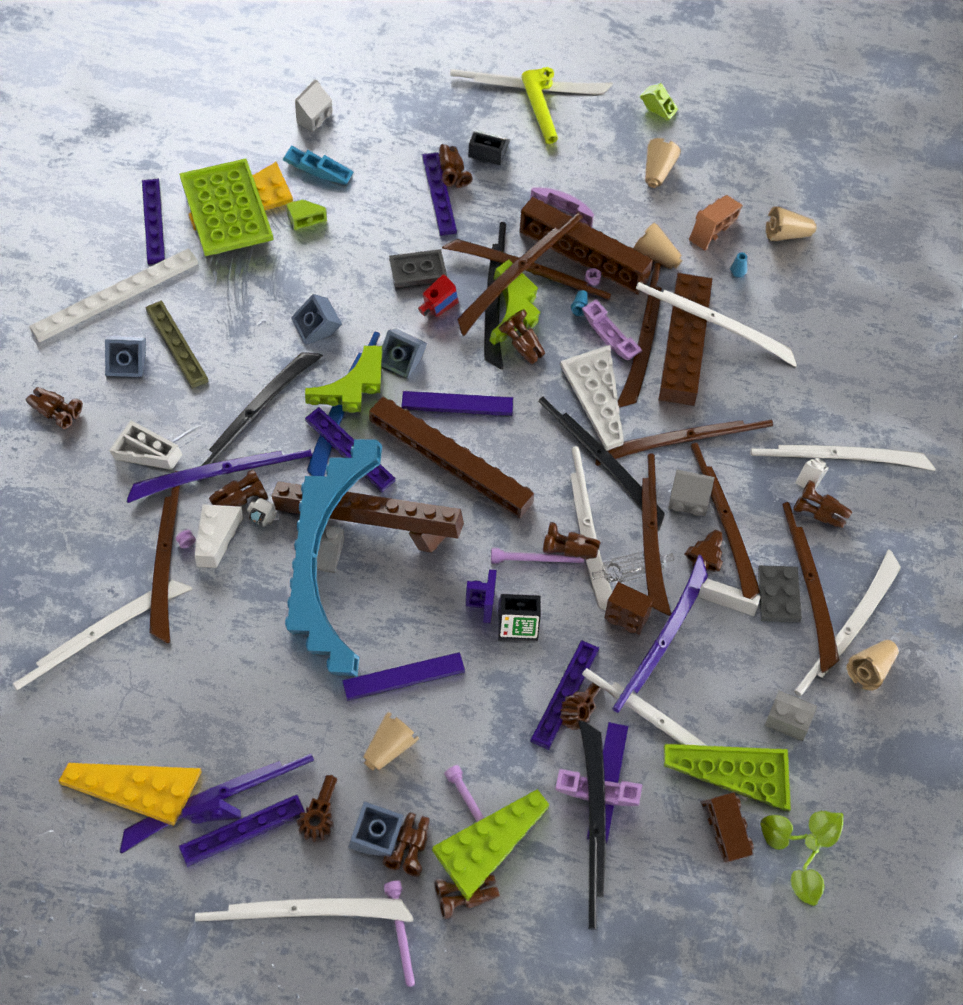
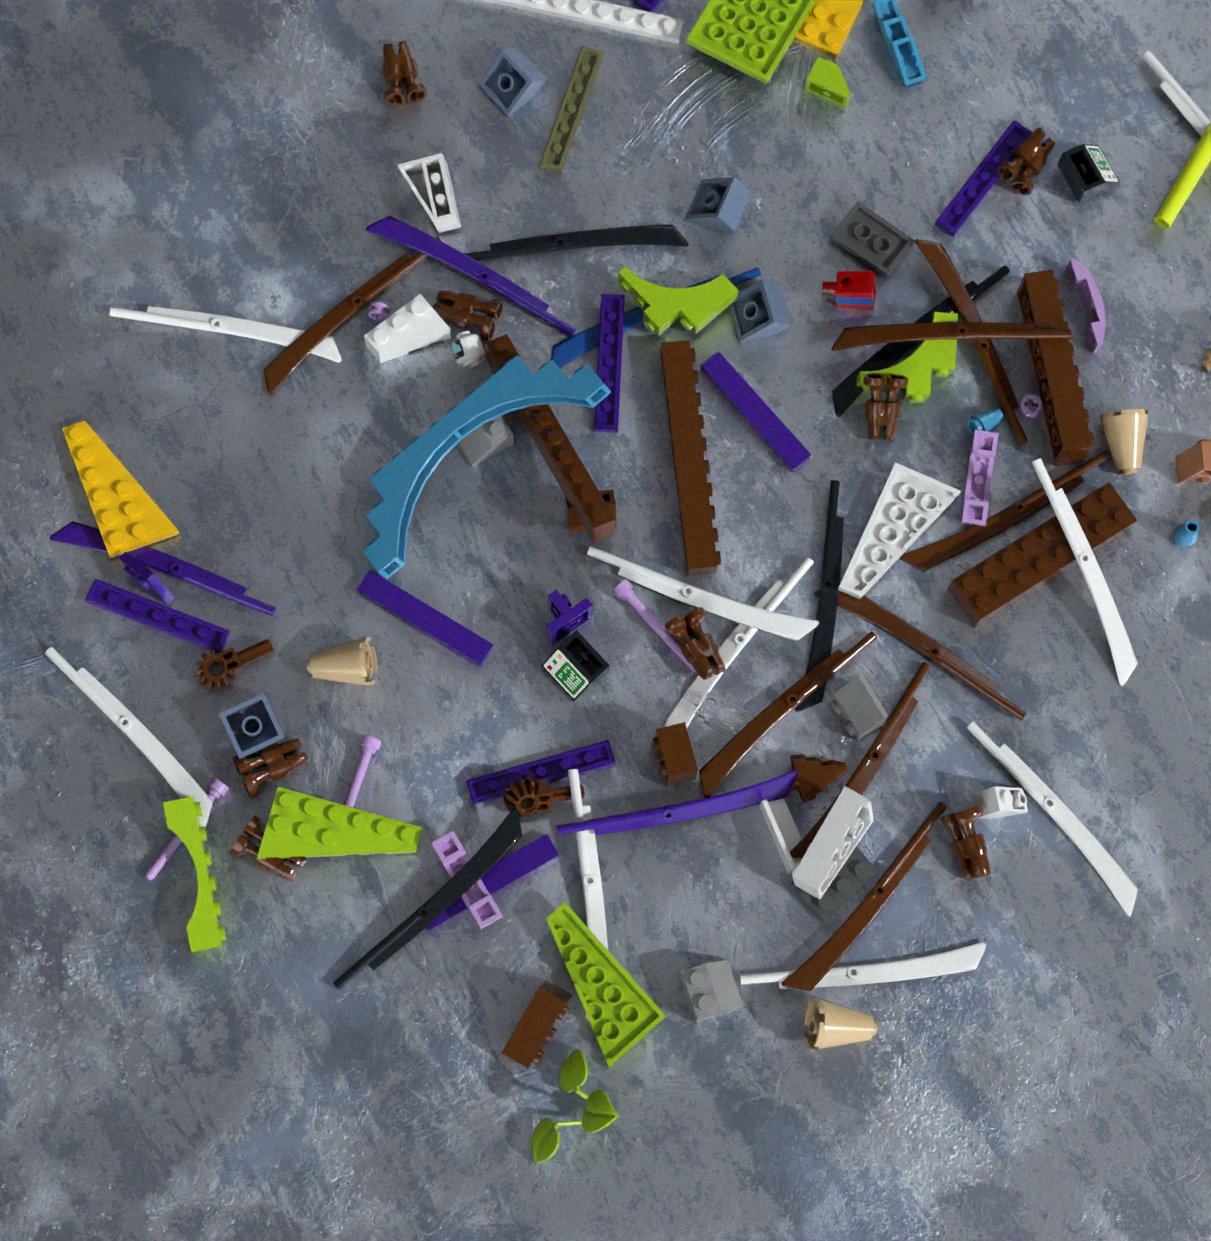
camera: 45 degrees right, 15 degrees up
(401, 925) = (203, 927): none -> lime arch
(586, 500) = (758, 618): none -> white piece
(763, 569) = (833, 843): none -> white wedge

